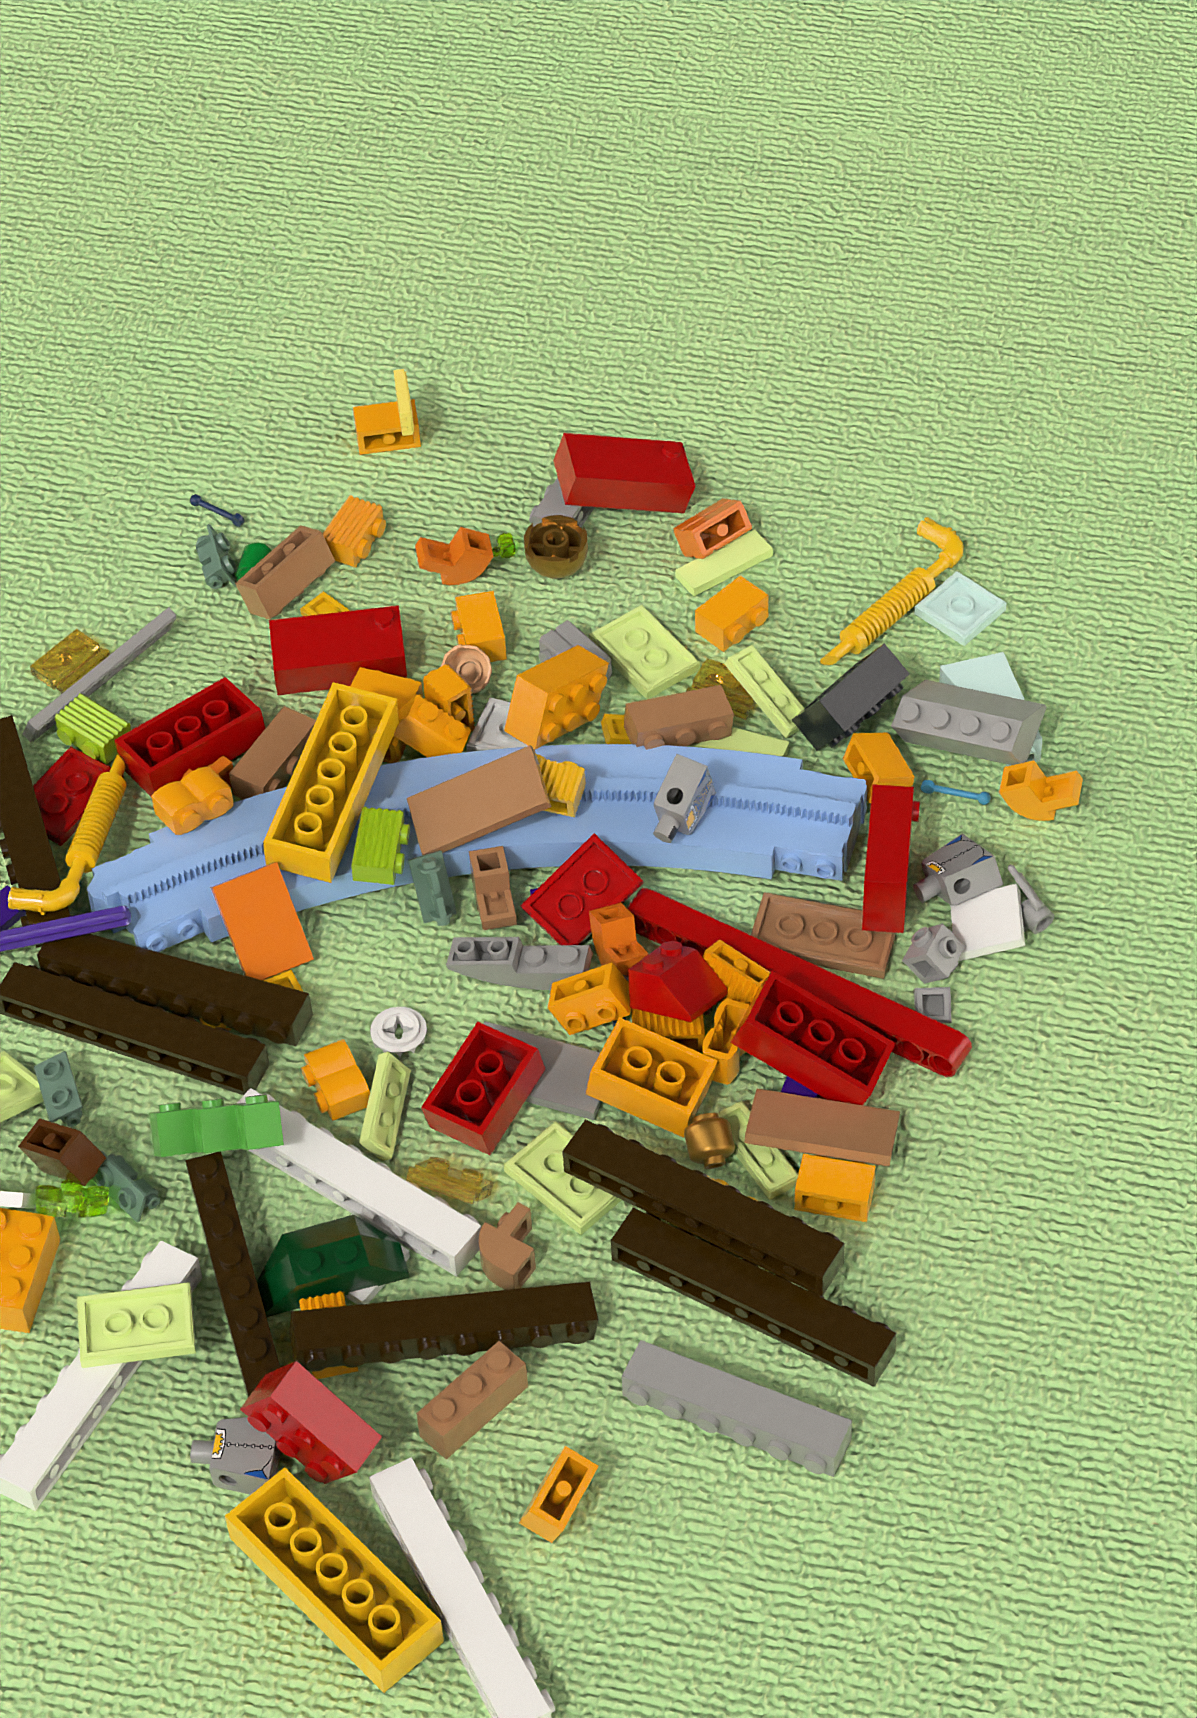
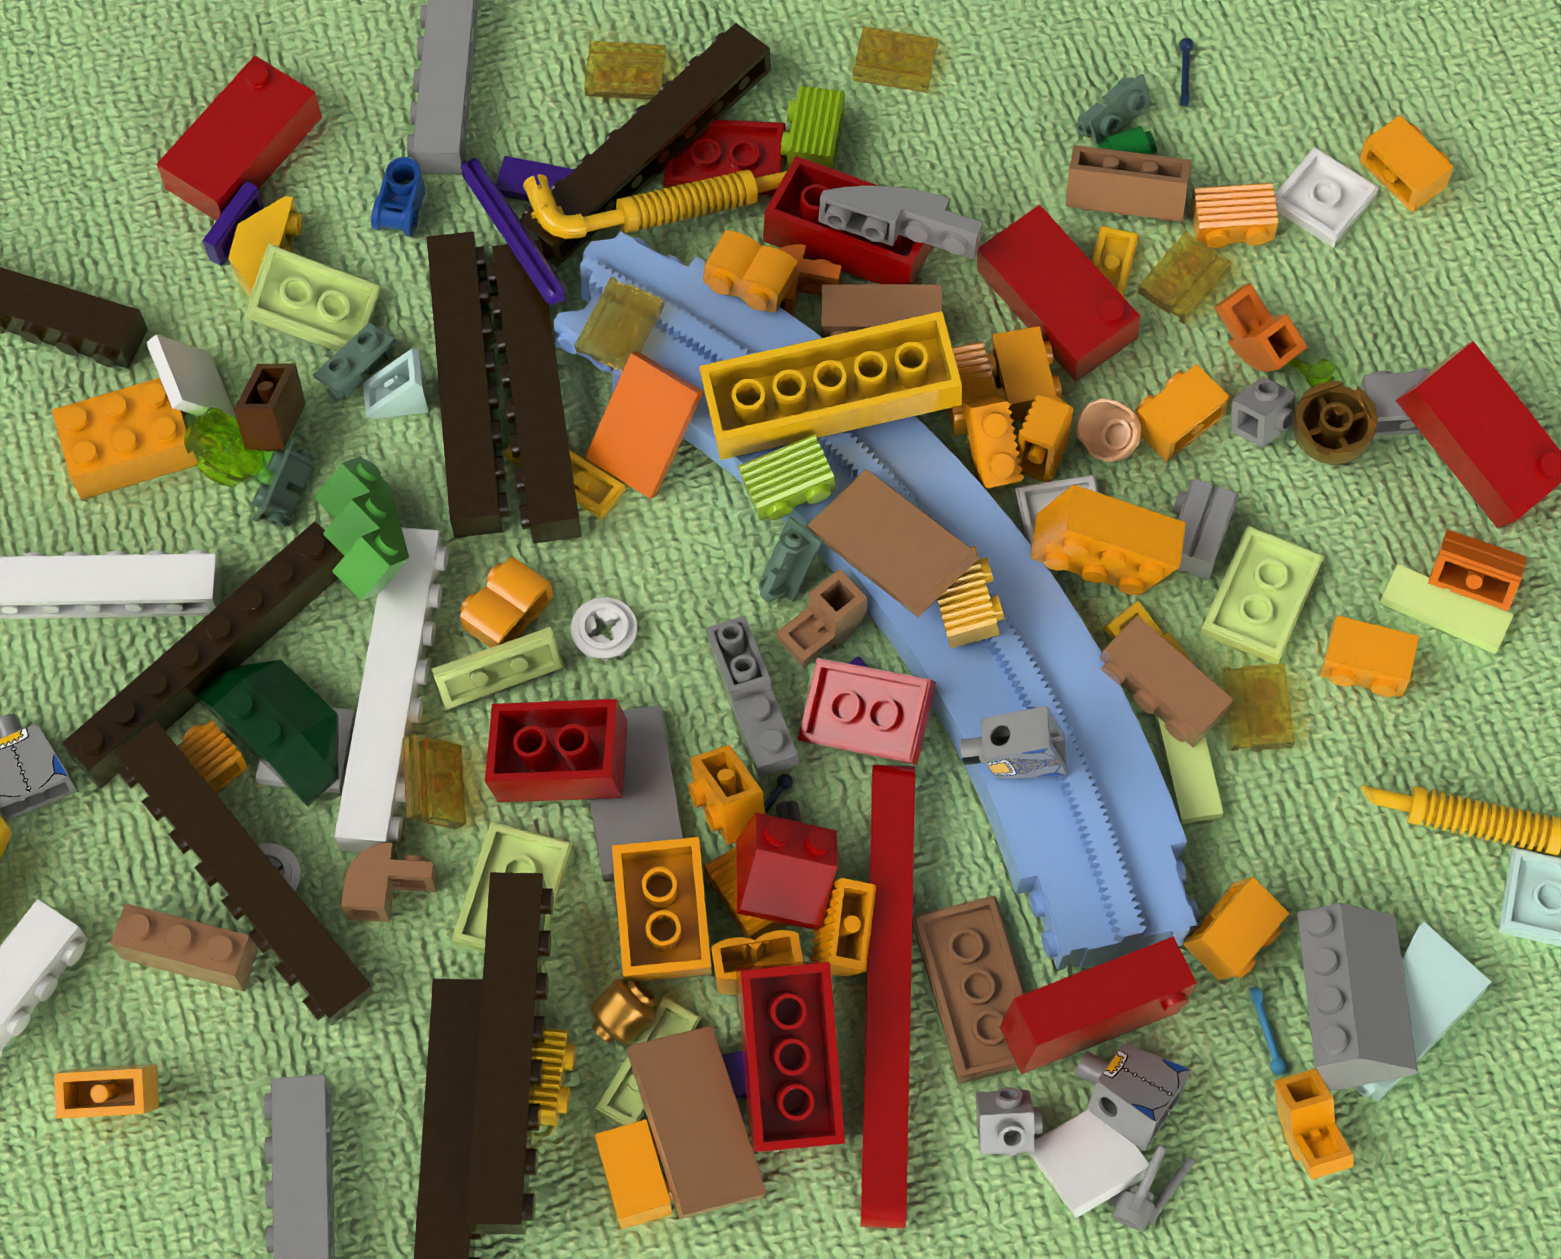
camera: 60 degrees right, 15 degrees up
(102, 672) = (893, 95): light grey tile -> none
(104, 1070) = (397, 388): none -> light aqua slope
(136, 1325) = (102, 588): yellowish green tile -> none
(177, 893) = (619, 324): none -> clear yellow plate
(216, 693) = (888, 211): none -> light grey slope
(310, 1423) = (50, 811): brick -> none
(375, 480) = (1324, 197): none -> white tile
(378, 580) = (1184, 277): none -> clear yellow plate
(403, 402) = (1429, 158): light yellow tile -> none
(515, 581) = (1263, 411): none -> light grey brick
(616, 937) = (827, 781): orange brick -> none
(765, 689) = (1275, 754): yellowish green tile -> none
(852, 698) = (1310, 848): black brick -> none
(934, 1003) = (947, 1154): light grey slope -> none

